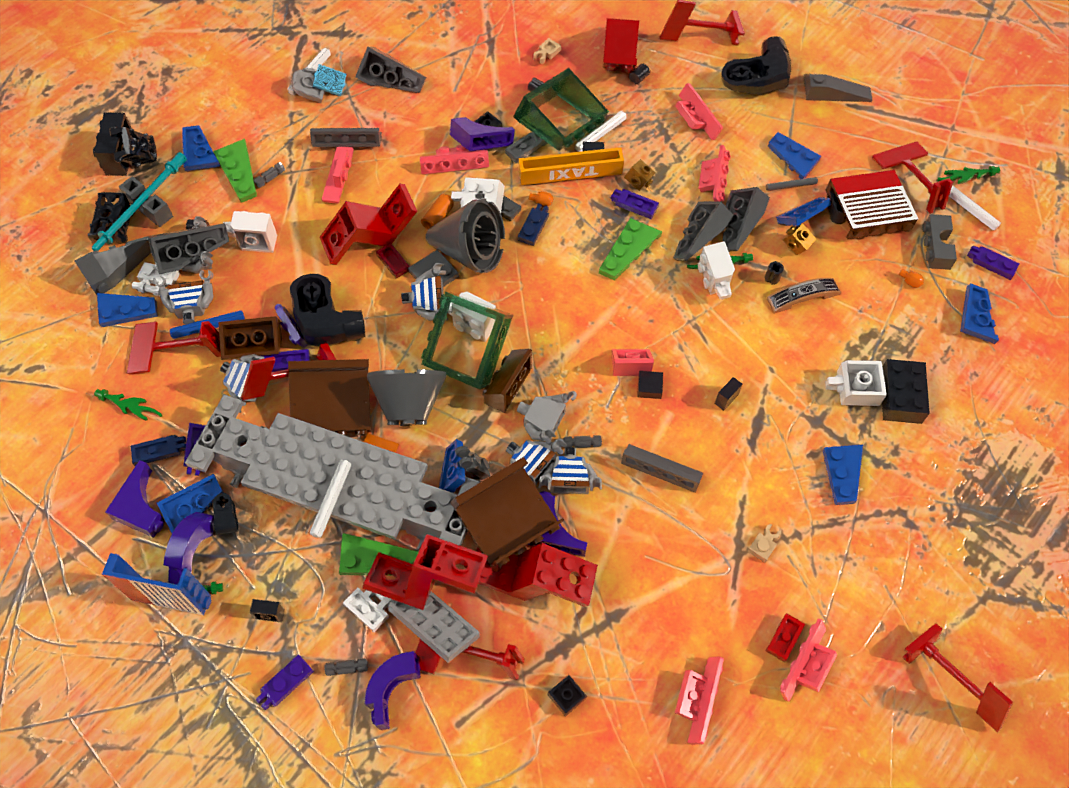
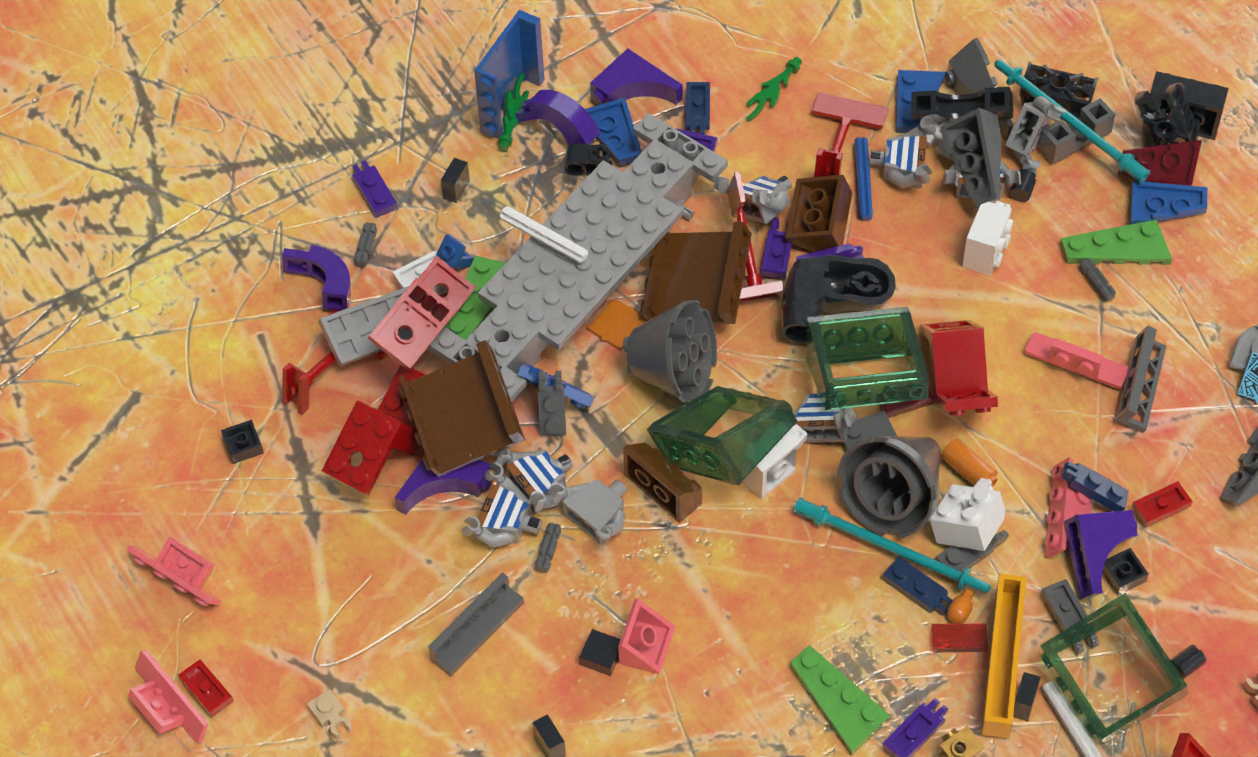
camera: 110 degrees right, 5 degrees down
(138, 262) = (949, 107): none -> black arch
(147, 221) = (1027, 129): none -> light grey torso
(164, 147) = (1168, 162): none -> dark red wing
(345, 584) = (454, 252): none -> blue bracket
(392, 298) = (862, 338): none -> clear green windscreen
(434, 115) = (1162, 504): none -> red plate
(436, 142) = (1095, 486): none -> dark blue hinge
(502, 283) = (822, 516): none -> teal bar
(562, 197) = (959, 637): none -> clear red tile

